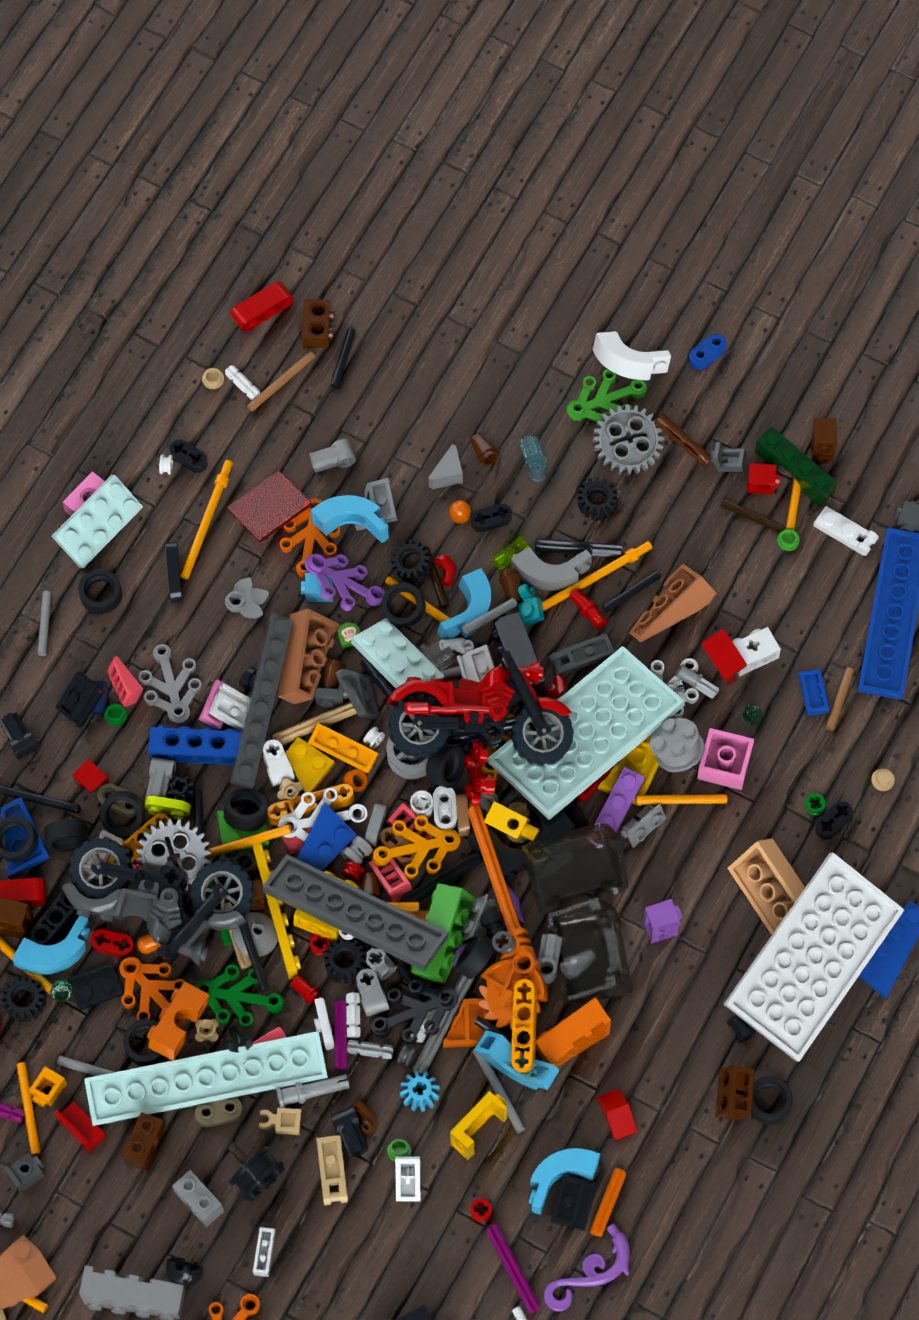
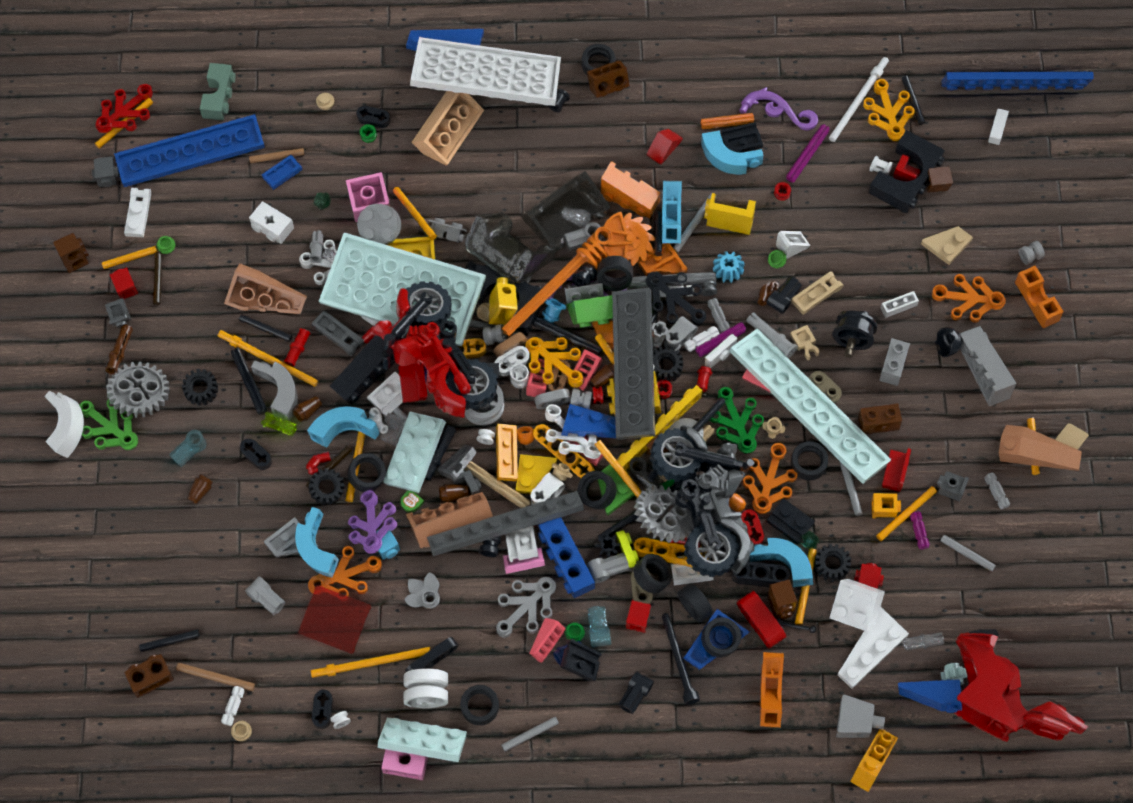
camera: 120 degrees left, 0 degrees up
(99, 735) = (598, 631): none -> clear light blue piece
(141, 545) = (426, 688): none -> white wheel
(186, 1004) = (800, 440): orange arch -> none
(237, 1040) = (768, 388): black bar -> none
(261, 306) = (153, 729): red beam -> none
(448, 470) = (231, 504): light grey slope -> none
(460, 511) = (262, 479): orange piece -> none
(477, 878) = (553, 310): none -> dark azure brick
(478, 781) = (493, 312): red plant -> none
(487, 617) = (344, 402): light grey bar -> none
(501, 936) = (594, 258): dark grey bush -> none
(528, 1025) = (645, 211): light orange beam -> none
(531, 608) = (319, 384): teal plate -> none
(620, 799) = (441, 248): medium lavender plate -> none
(662, 920) = (515, 176): medium lavender brick -> none
(709, 351) = (26, 376): blue plate -> none
(724, 655) = (287, 235): red panel -> none
(779, 451) = (95, 278): dark green arch -> none

